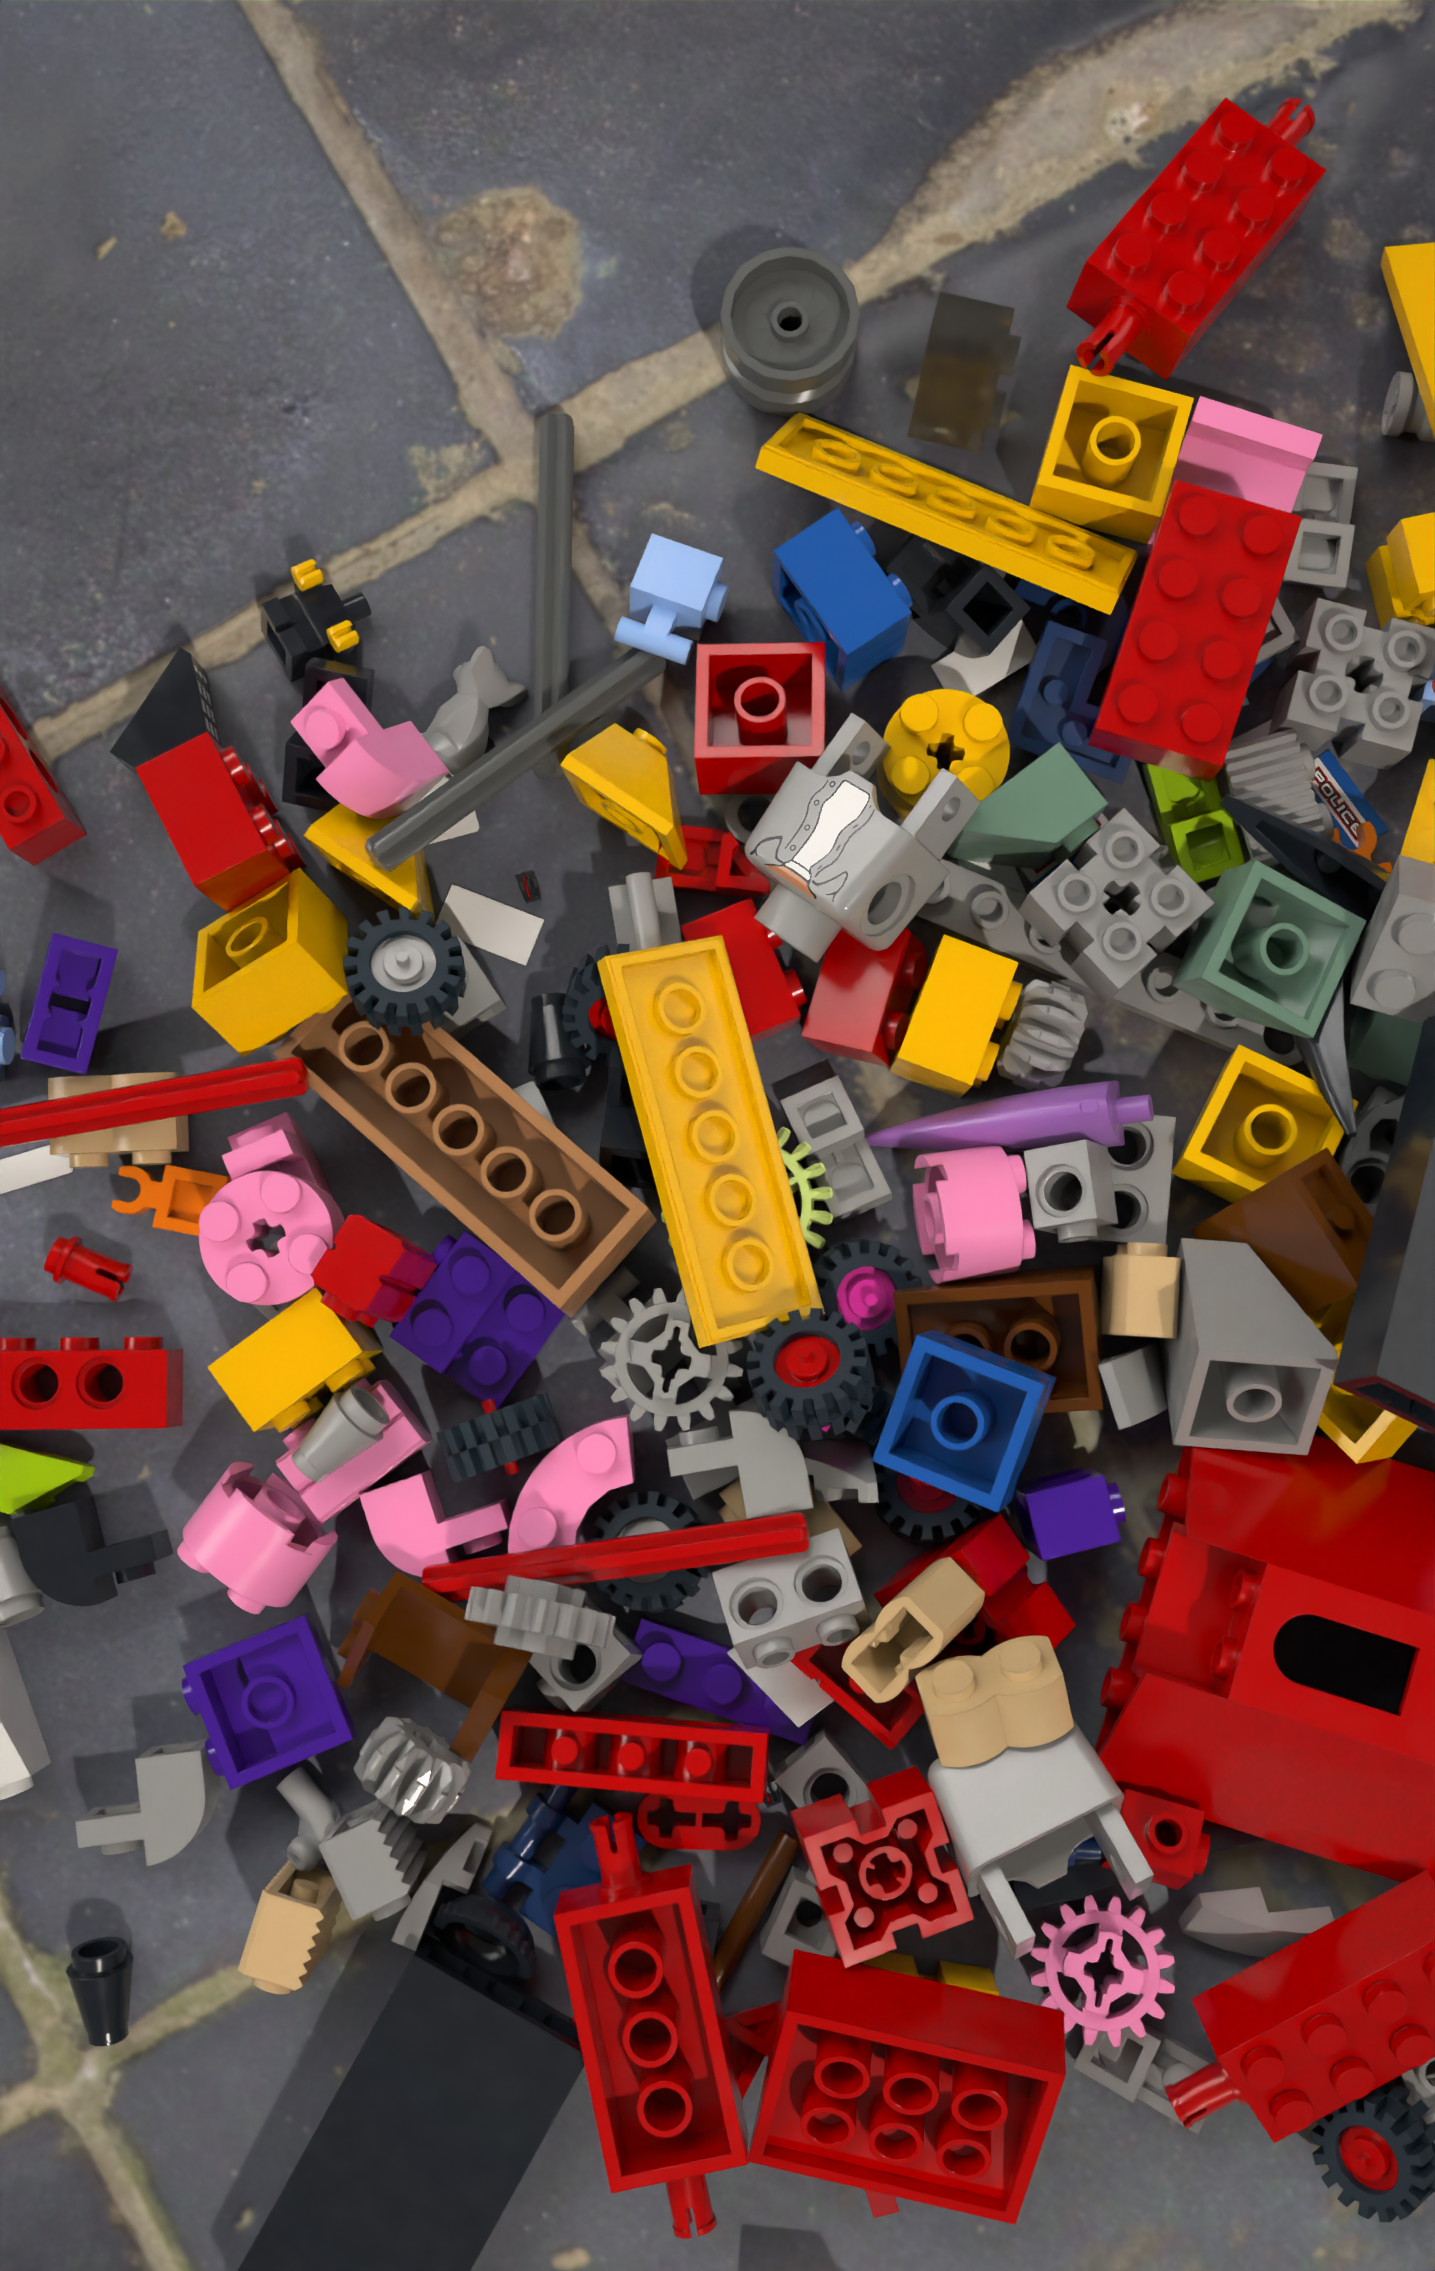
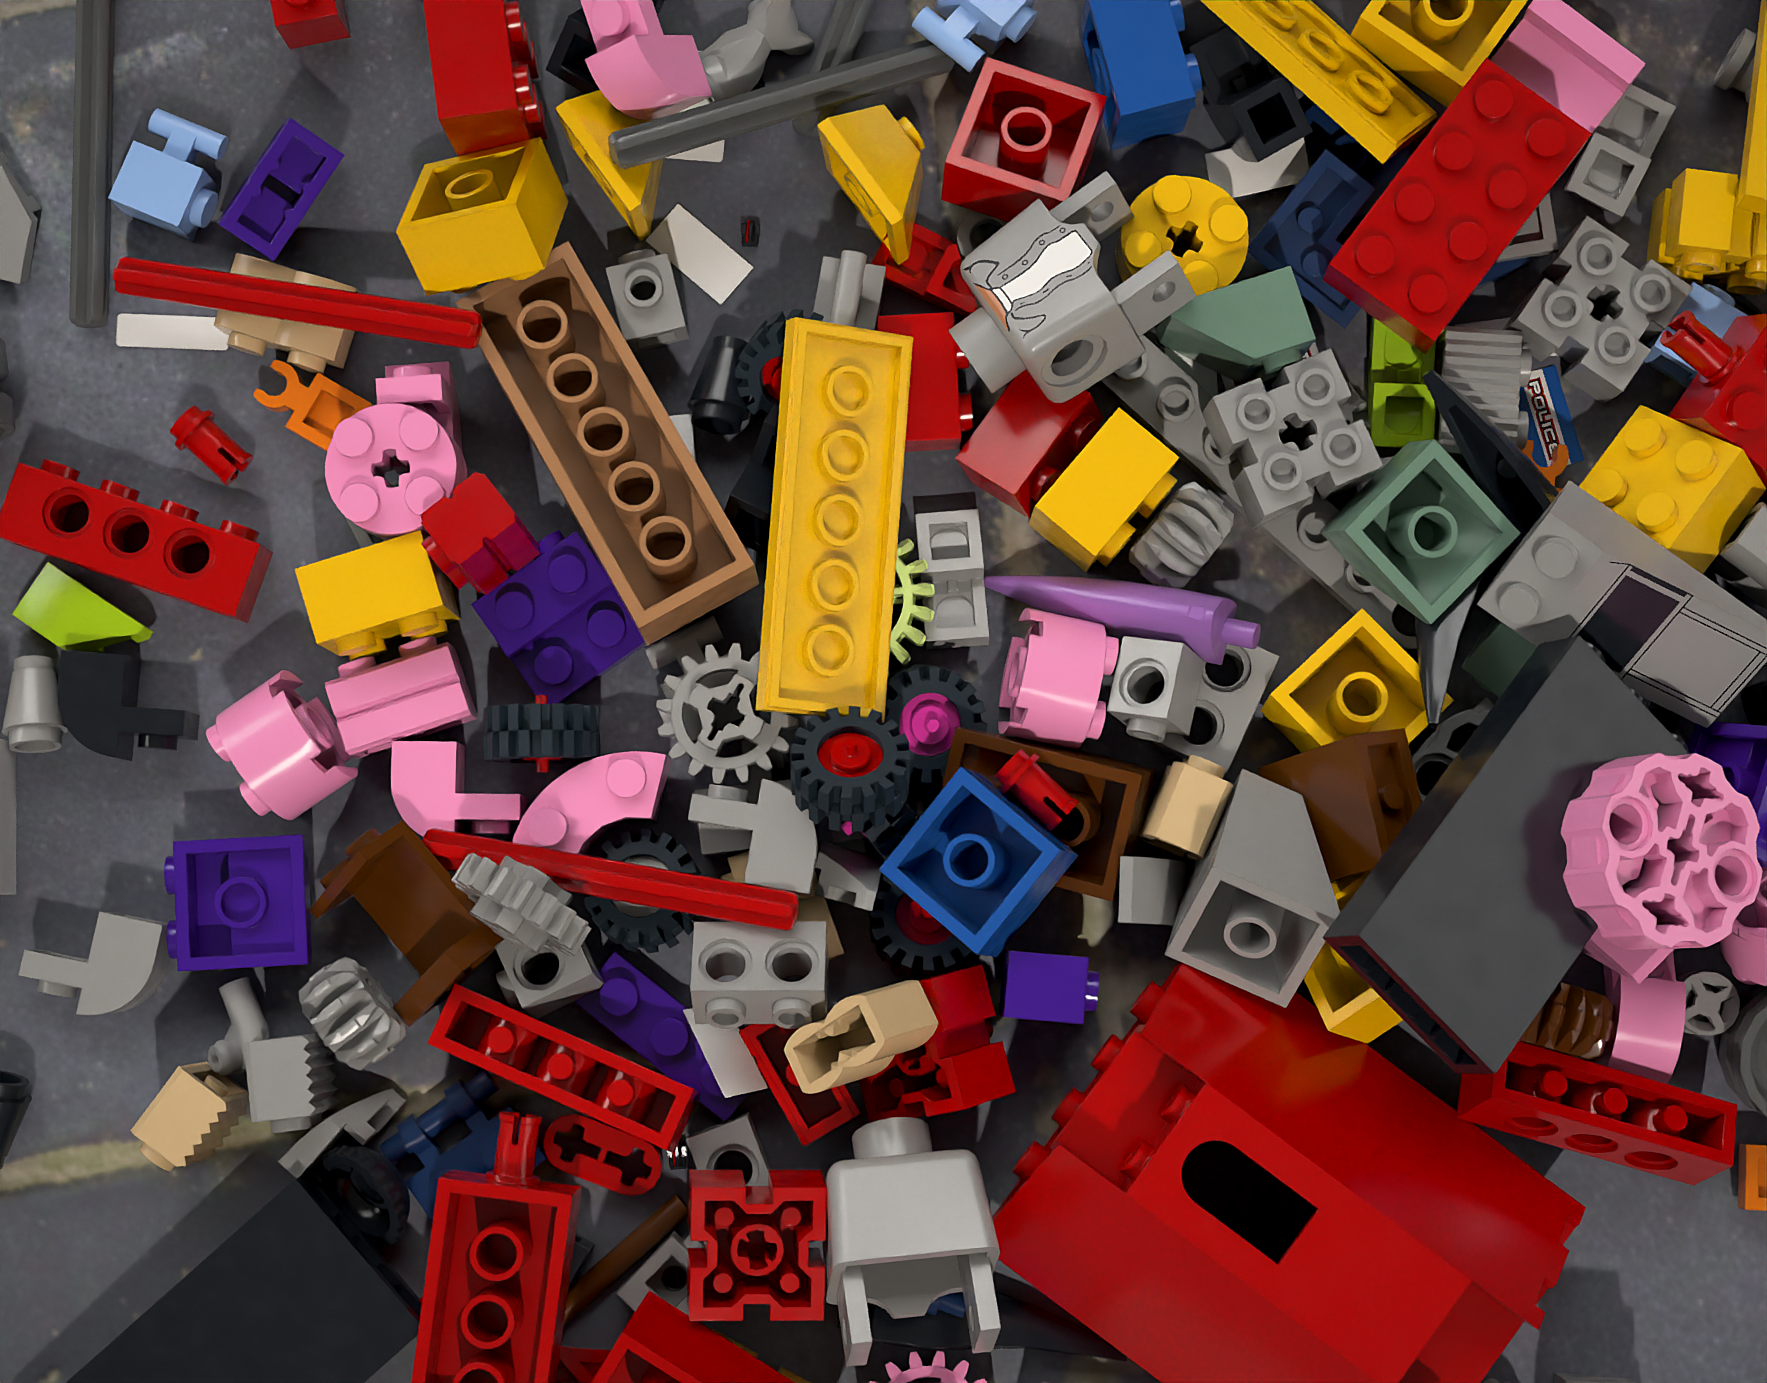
camera: 10 degrees right, 0 degrees up
(341, 1432) = (396, 675): light grey cone -> none
(405, 971) = (605, 267): black wheel -> none
(990, 1326) = (1032, 785): none -> red pin
(995, 1701) = (912, 1123): tan brick -> none
(1167, 1837) = (1028, 1317): red brick -> none

